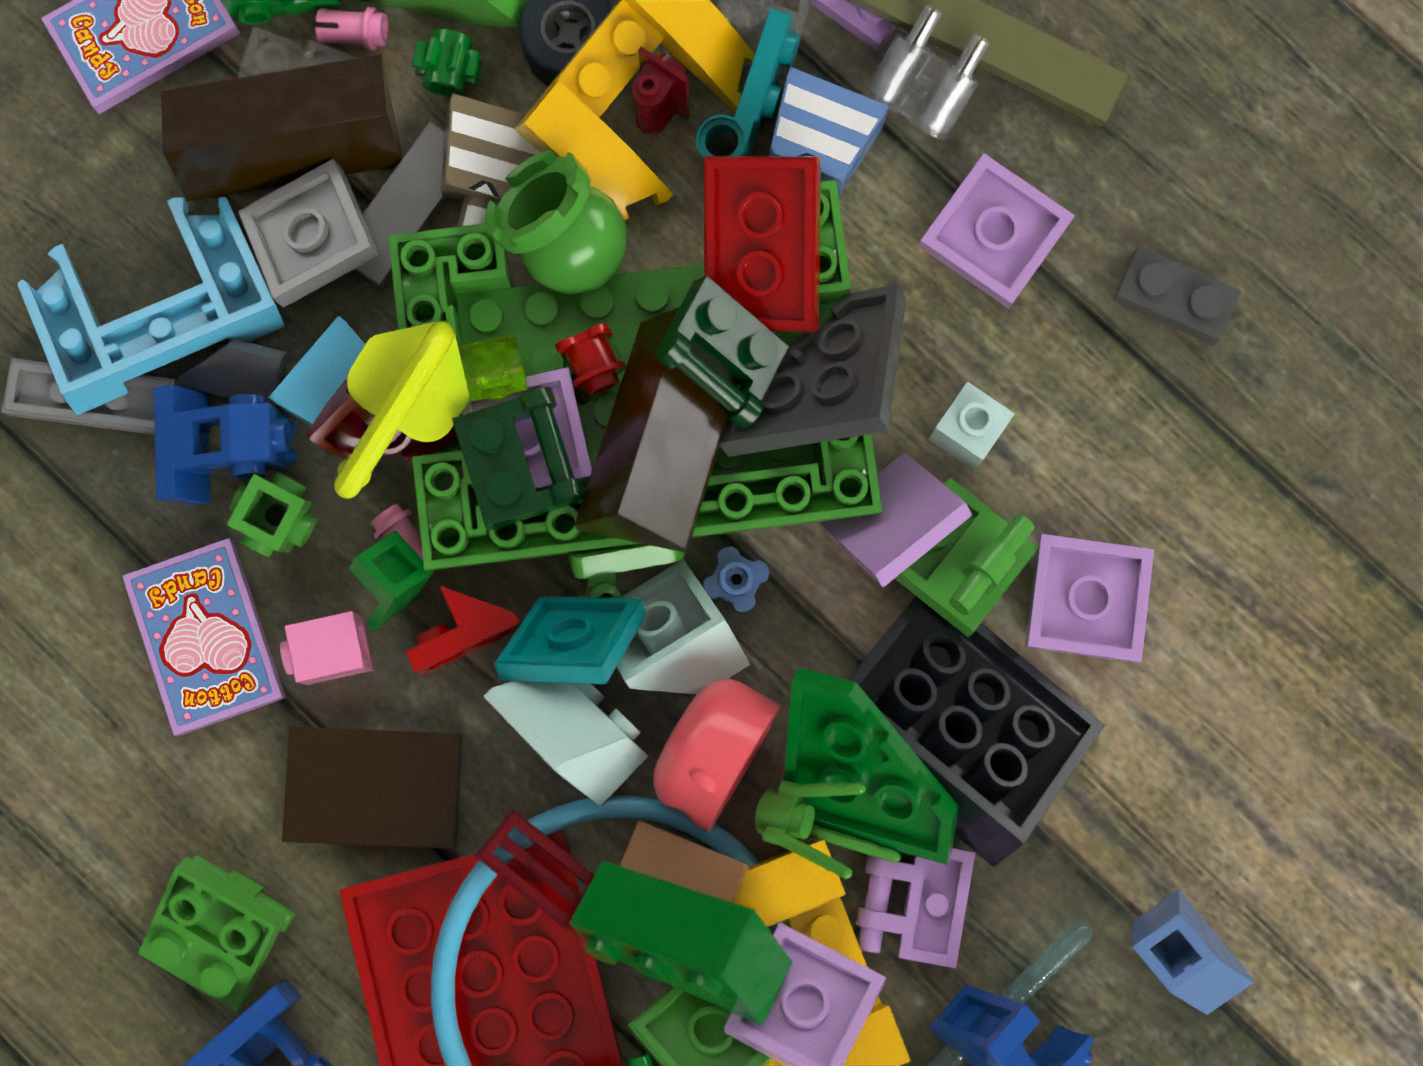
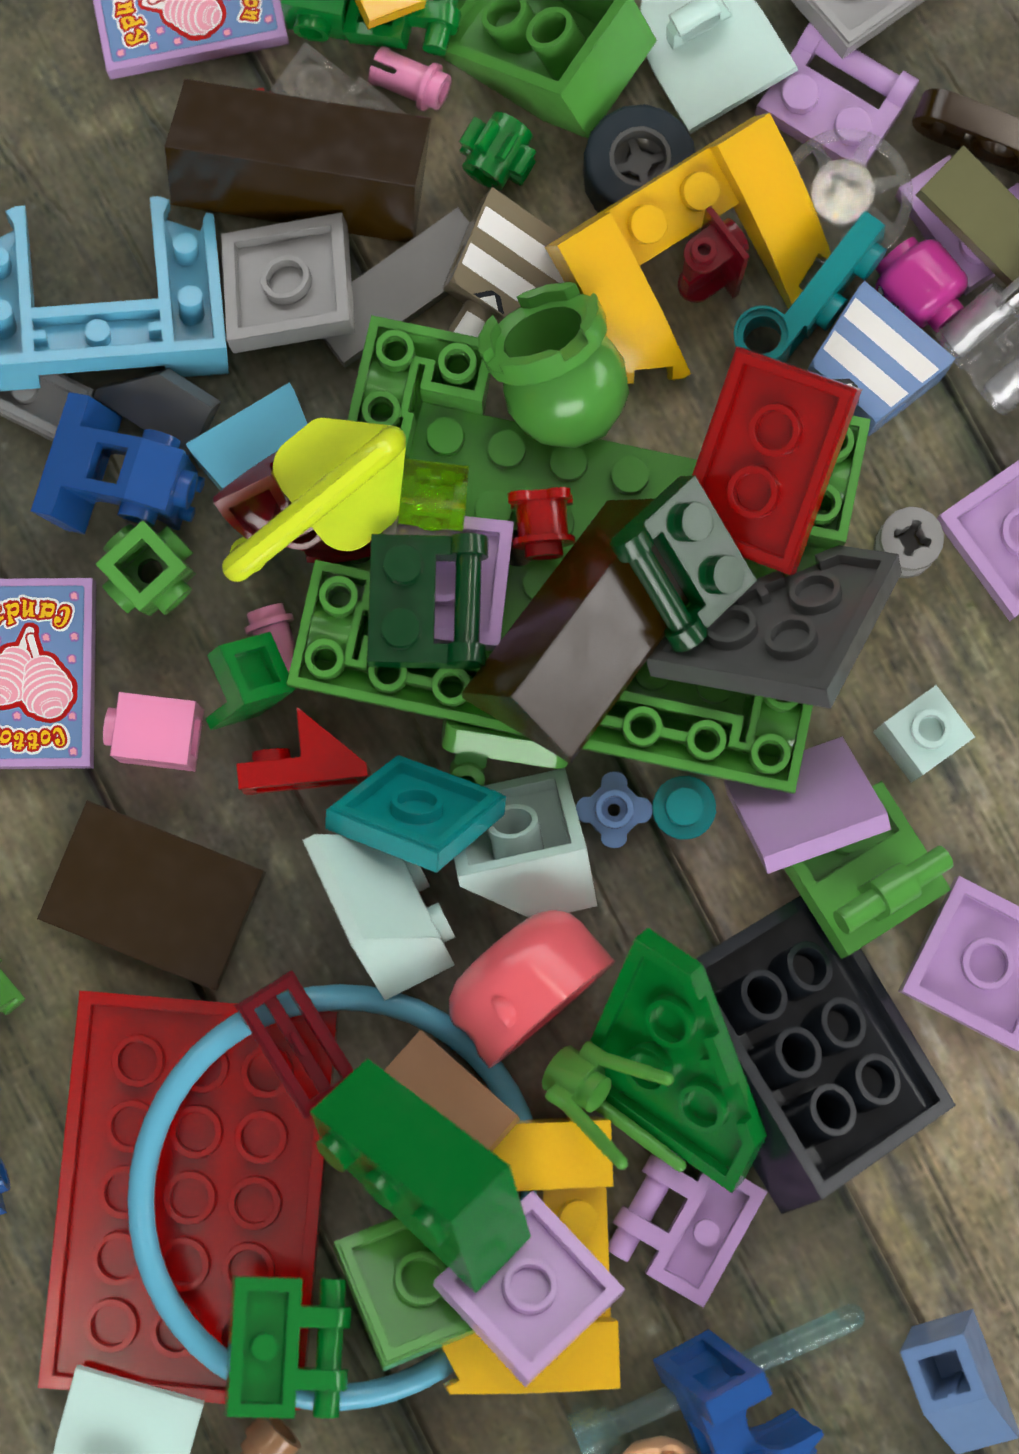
camera: 20 degrees right, 0 degrees up
(794, 557) = (684, 807): none -> teal plate
(839, 52) = (922, 282): none -> dark pink head
(895, 254) = (913, 557): none -> light grey wheel

